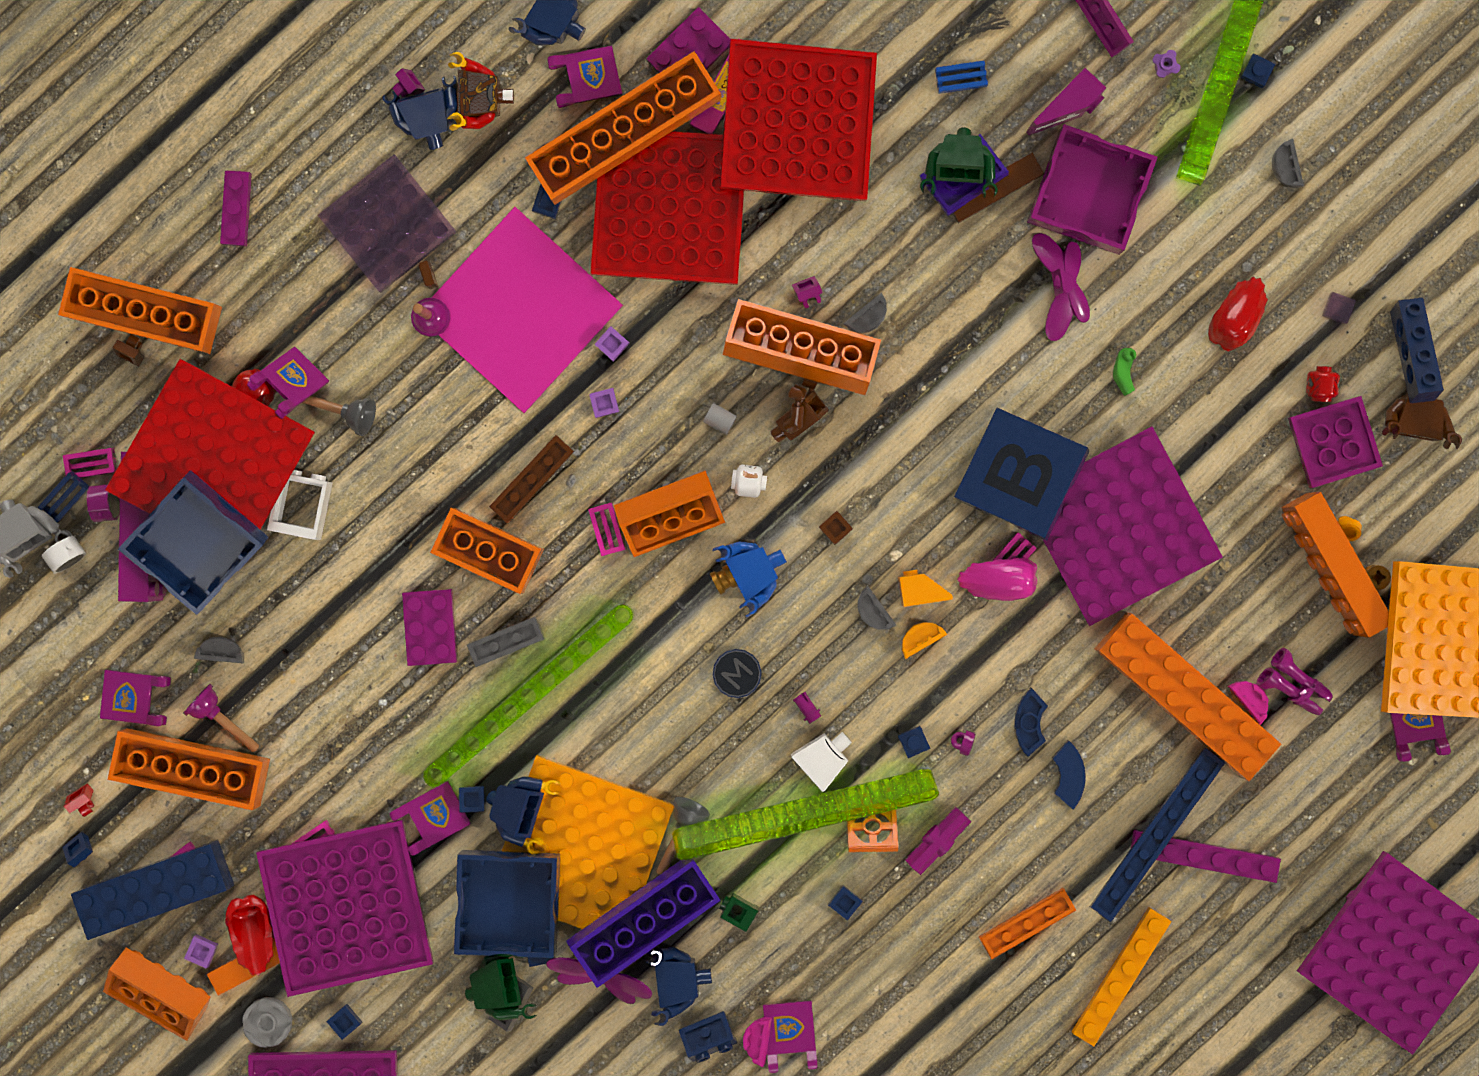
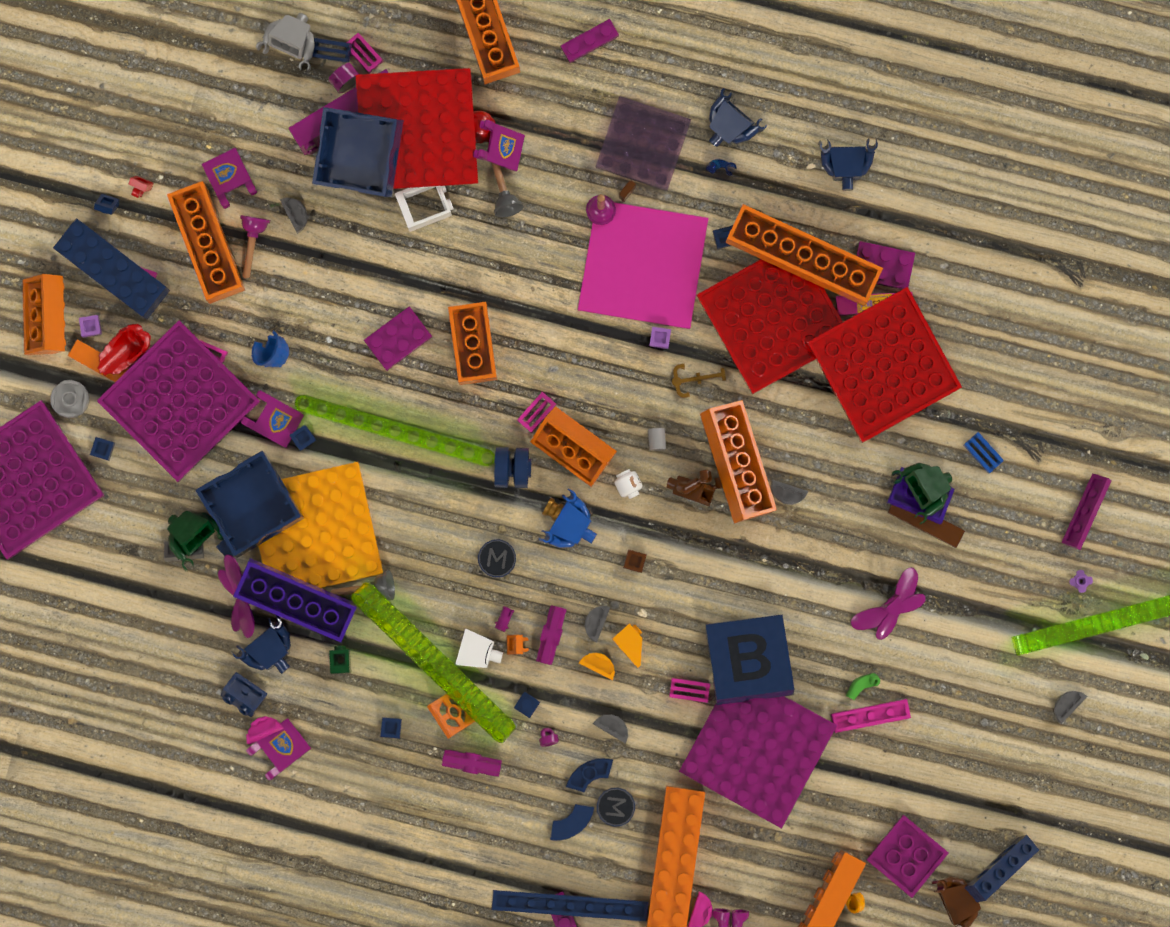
camera: 65 degrees right, 5 degrees down
(63, 554) = (294, 74): white piece -> none
(130, 350) = (453, 32): reddish brown tile -> none
(360, 774) = (273, 354): none -> blue helmet
(408, 83) = (742, 99): magenta tile -> none
(461, 157) = (719, 163): none -> clear blue arm
(477, 94) = (764, 148): torso -> none
(505, 641) = (420, 393): flat silver plate -> none
(517, 808) = (316, 470): dark blue torso -> none
(531, 479) = (538, 342): reddish brown plate -> none
(590, 75) = (825, 212): magenta flag -> none
(604, 403) = (618, 357): medium lavender plate -> none
(653, 590) = (516, 467): none -> dark blue wheel
(671, 356) = (676, 381): none -> pearl gold piece
(807, 289) = (779, 441): magenta tile -> none
(842, 713) = (515, 644): none -> orange tile
(857, 668) = (551, 635): none -> magenta piece
(995, 665) = (614, 726): none -> flat silver plate
(1000, 579) = (671, 692): dark pink hair -> none
(1027, 923) = (454, 859): orange tile -> none
(1080, 95) = (1012, 534): magenta slope -> none
(1083, 717) = (615, 806): none -> black tile
(1091, 189) = (966, 585): magenta tile -> none
(1162, 382) = (871, 715): none -> dark pink tile
(1238, 315) = (949, 736): red hair -> none
(1257, 70) = (1116, 644): dark blue plate -> none
(1322, 384) = (939, 822): red head -> none
(1338, 308) = (997, 801): tile -> none

